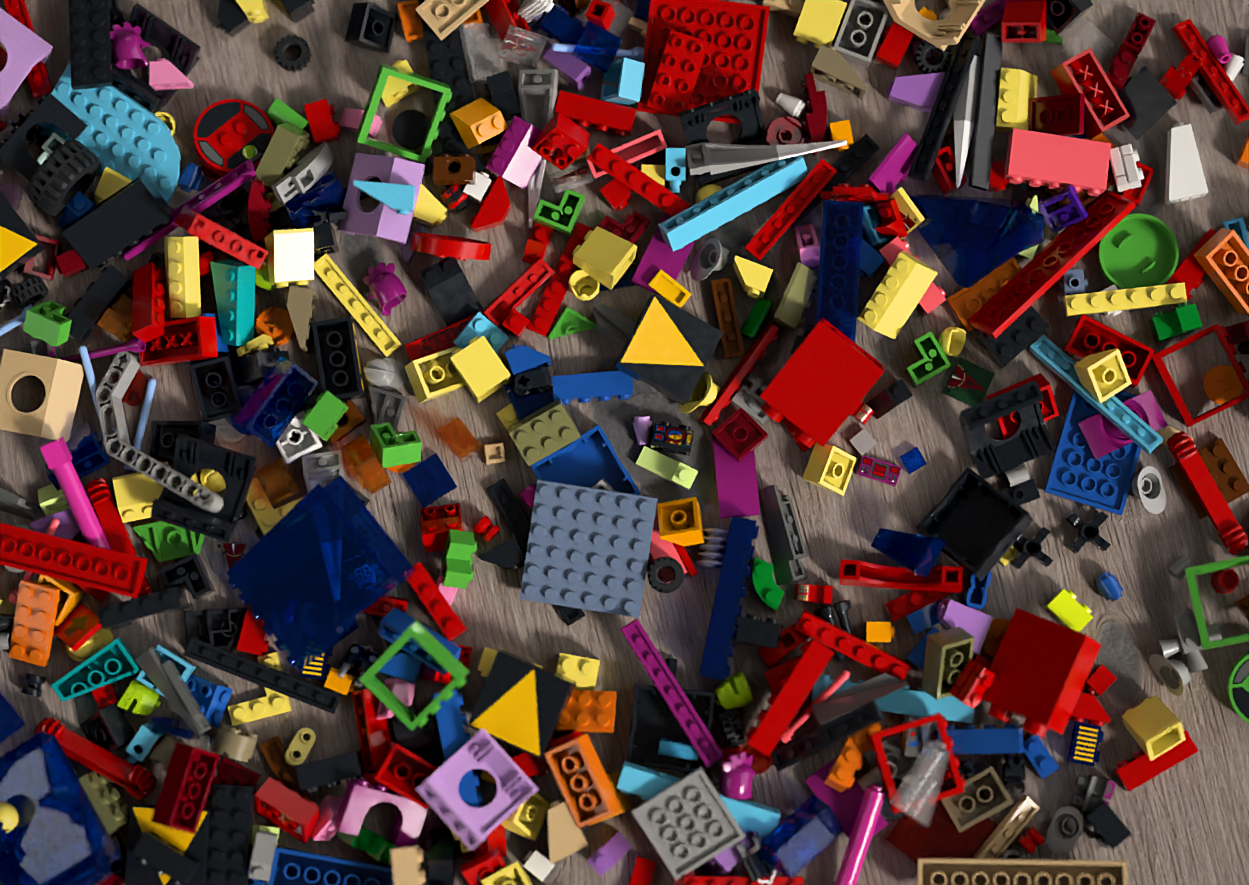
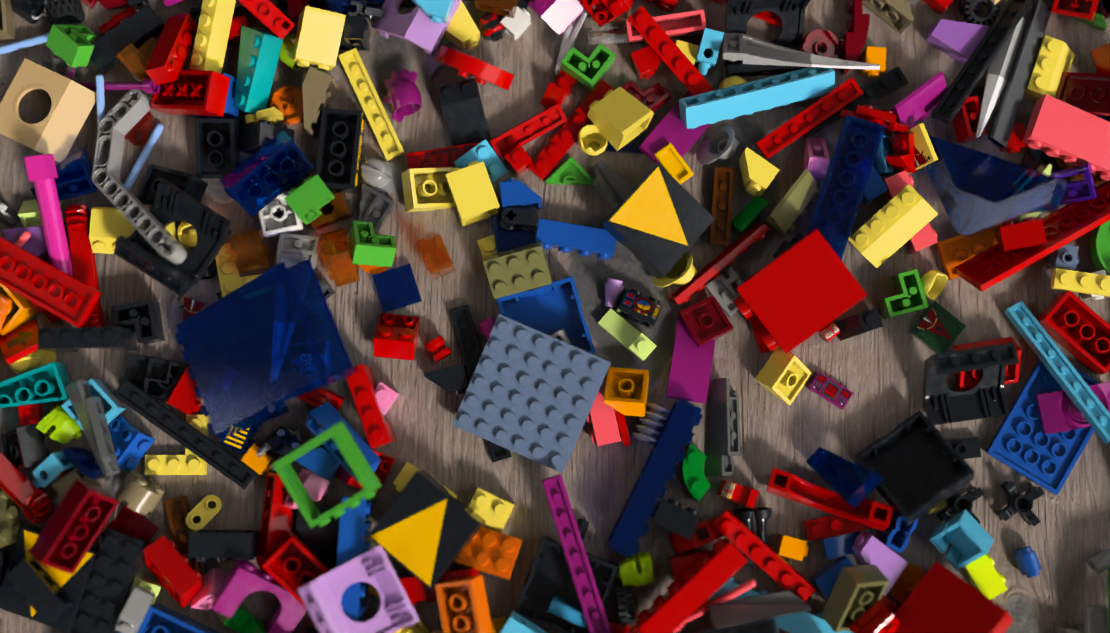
camera: 10 degrees right, 0 degrees up
(81, 287) = (116, 19): none -> red pin
(169, 541) = (131, 283): bright green wing -> none
(457, 559) = (402, 371): bright green brick -> none
(493, 207) = (525, 45): red slope -> none
(494, 453) = (465, 278): tan tile -> none
(668, 562) = (612, 438): black tyre -> none
(792, 105) = (833, 21): white cone -> none
(862, 442) = (821, 358): light grey tile -> none
(912, 460) = (865, 389): clear blue tile -> none
(1014, 338) = (994, 299): black brick -> none
(1016, 475) = (963, 430): light grey piece -> none
(1021, 273) = (1020, 235): none -> red slope
(1042, 577) = (966, 537): none -> medium azure piece
(1103, 374) = (1076, 353): light yellow slope -> none
(1150, 490) = (1090, 476): light grey piece -> none

